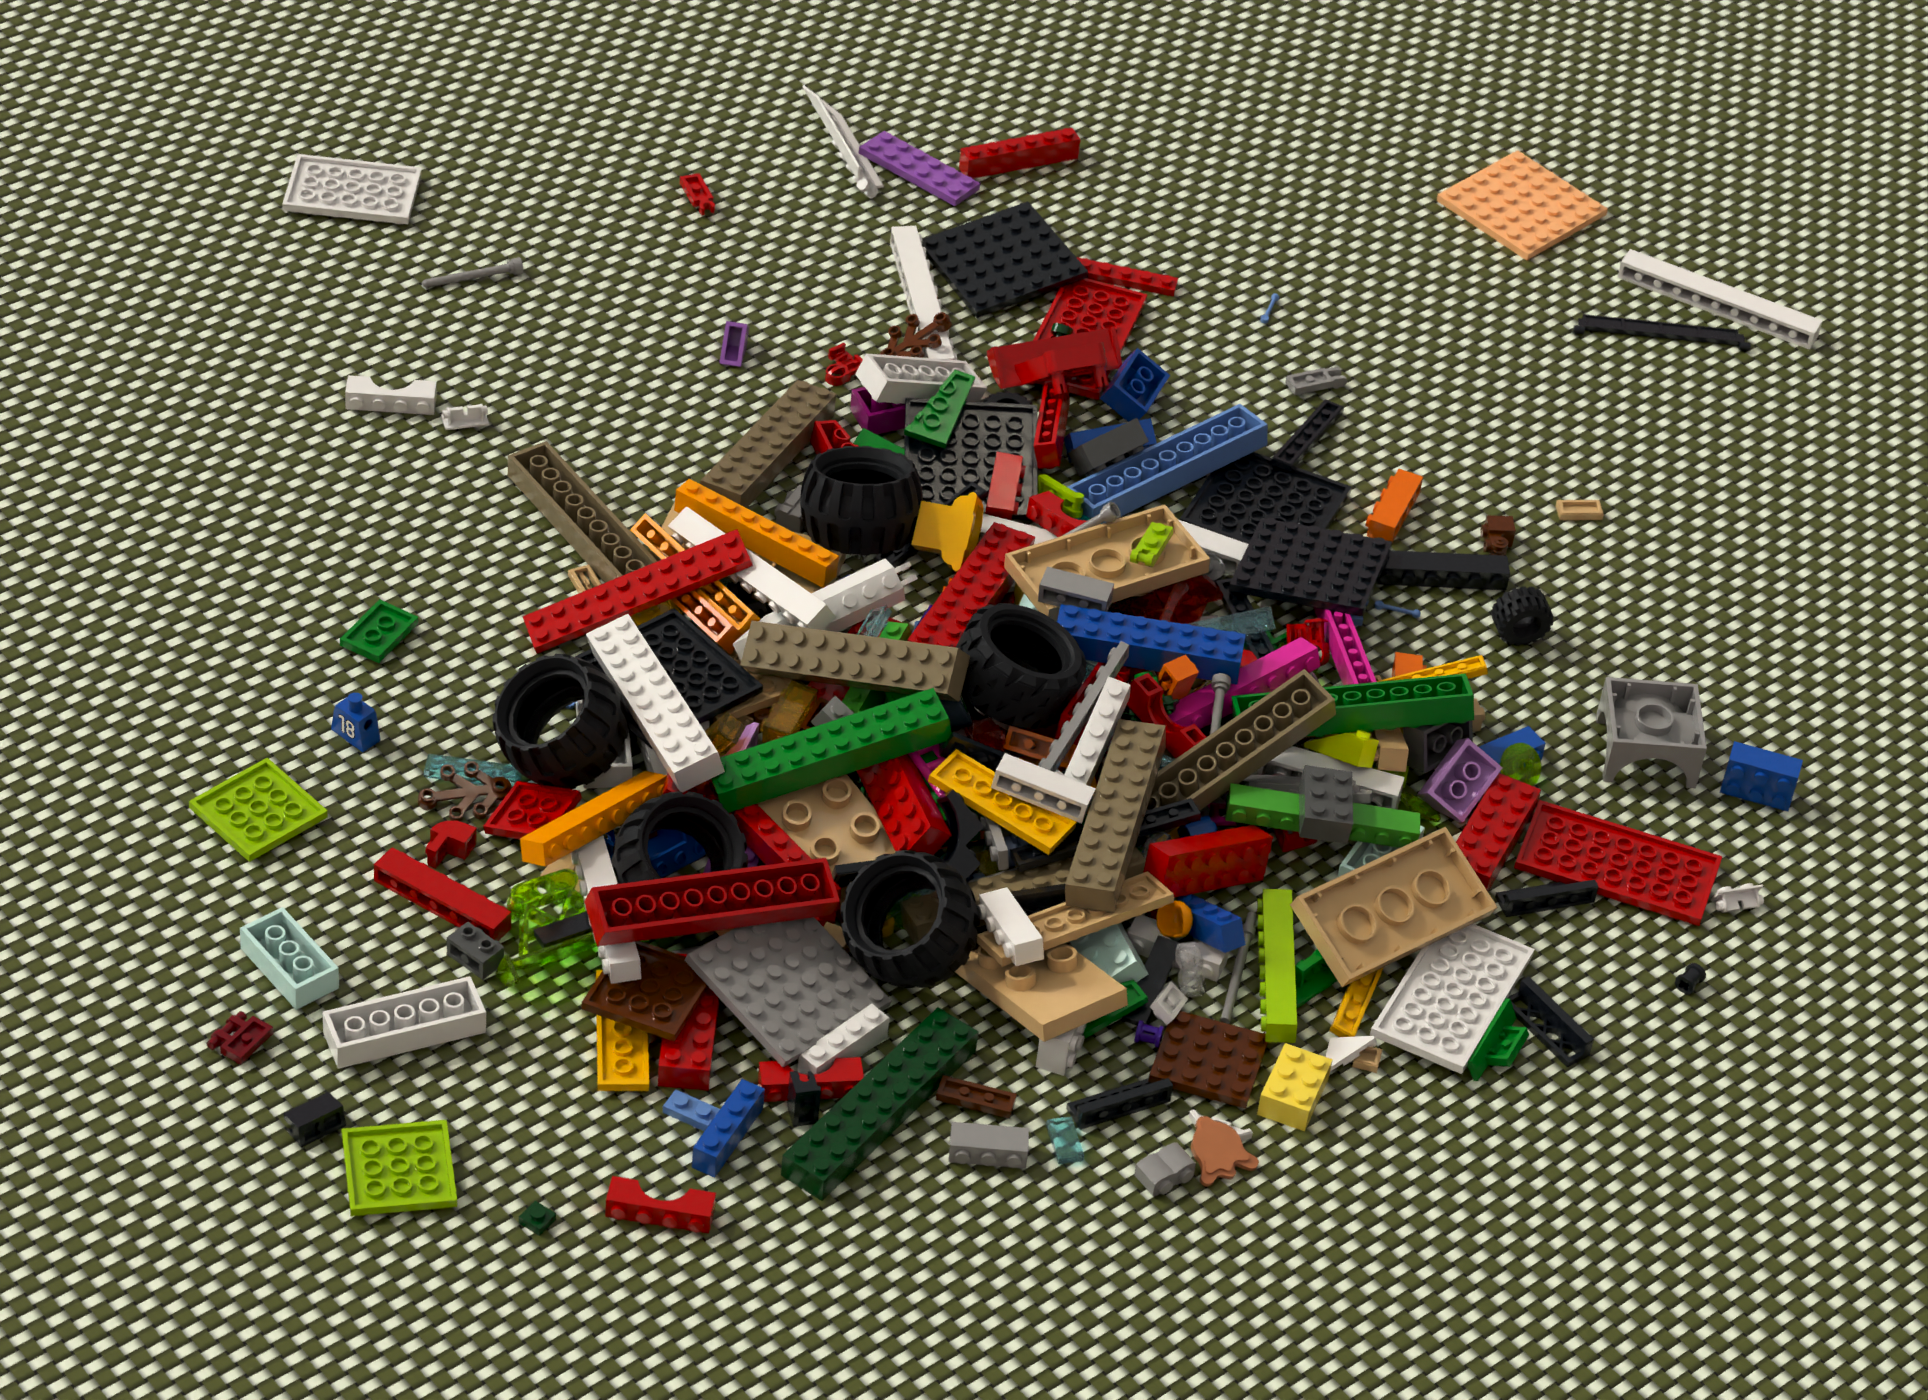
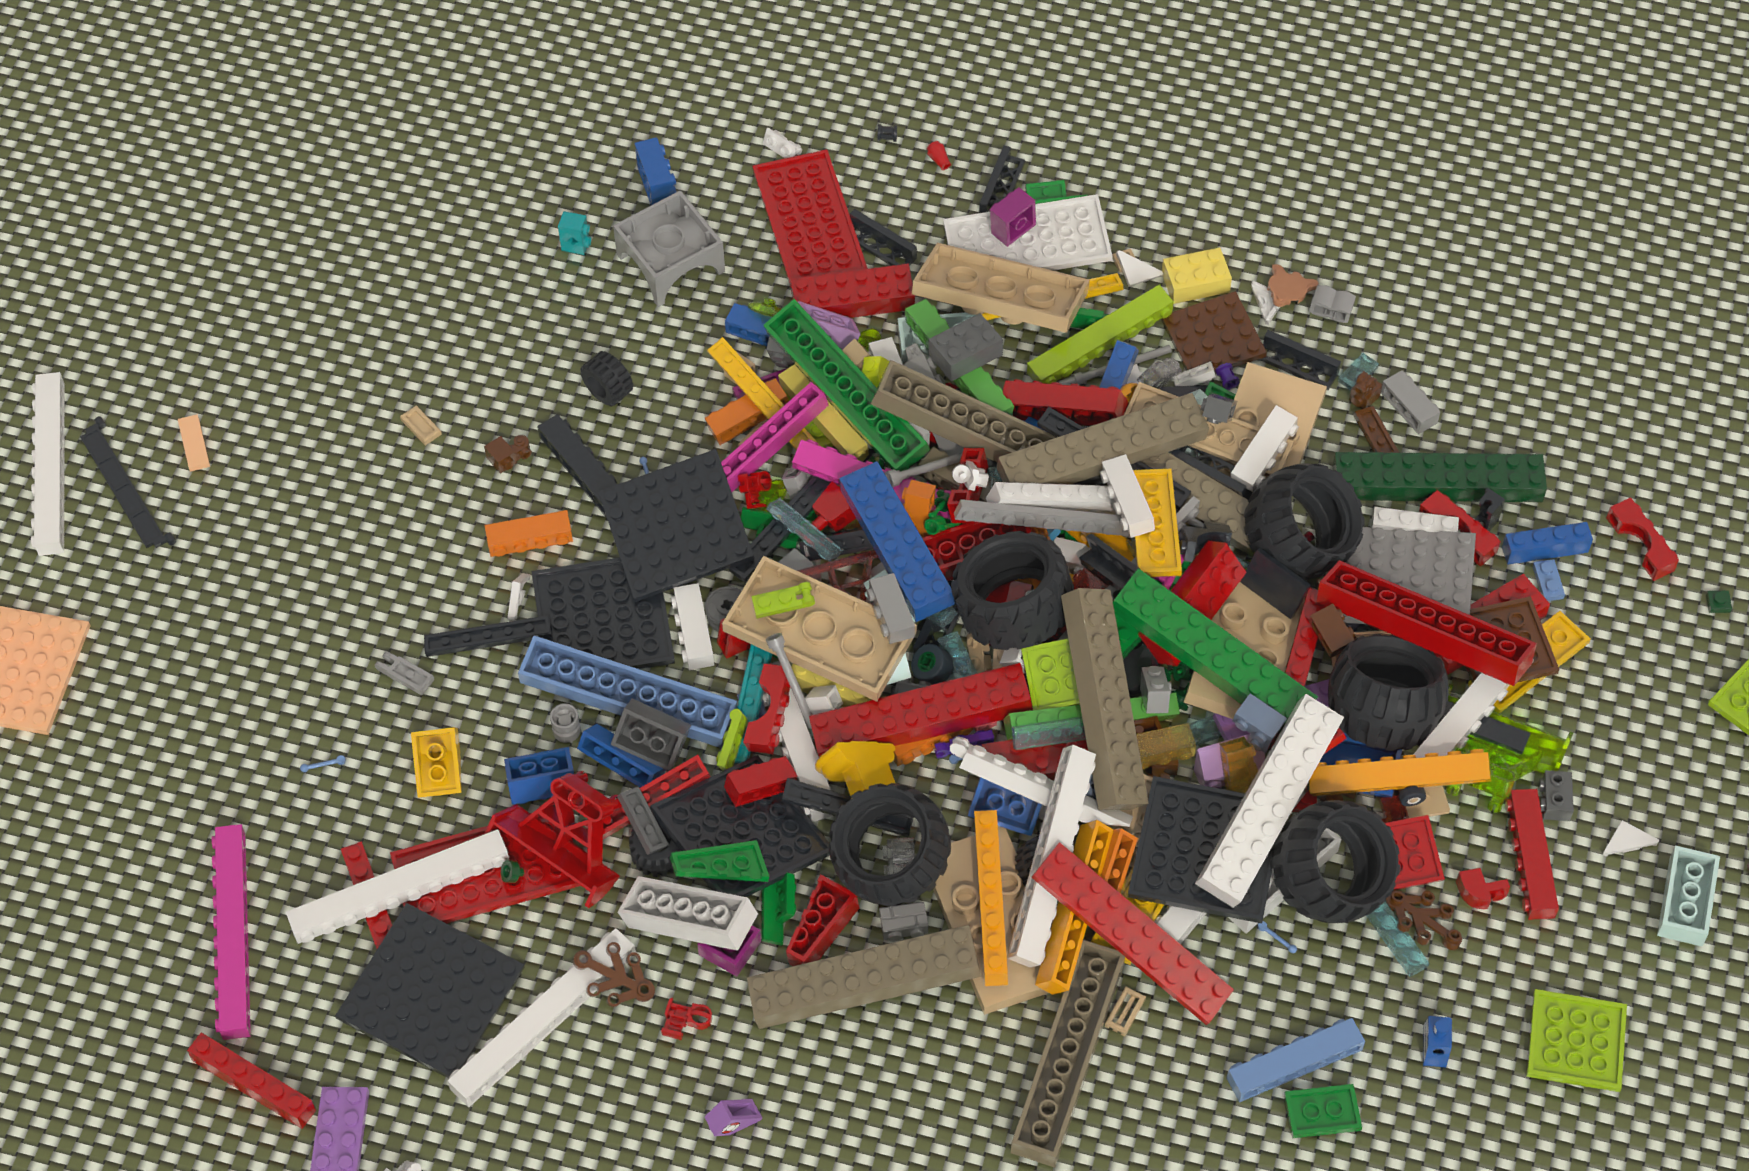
camera: 120 degrees left, 15 degrees up
(385, 974) = (1628, 839): none -> white tile
(404, 1022) = (1665, 782): white brick -> none
(436, 641) = (1295, 1059): none -> medium blue brick
(734, 735) = (1260, 721): none -> sand blue brick
(774, 850) = (1332, 630): none -> reddish brown brick
(1032, 1112) = (1365, 391): none -> reddish brown brick
(1041, 395) = (642, 820): none -> dark grey plate
(1079, 902) = (1218, 408): none -> dark grey brick
(1107, 270) = (397, 887): none -> white brick
(1159, 199) = (232, 932): none -> dark pink brick
(1168, 706) = (970, 475): none -> white hips
(1174, 422) = (565, 723): none -> light grey wheel
(1212, 355) = (437, 762): none -> yellow slope
(1339, 471) = (517, 595): none -> white tile
(1479, 967) = (1013, 216): none -> magenta brick
(1627, 999) = (938, 154): none -> red cone
(1675, 383) = (193, 442): none -> light nougat tile
(1726, 687) = (574, 233): none -> teal brick

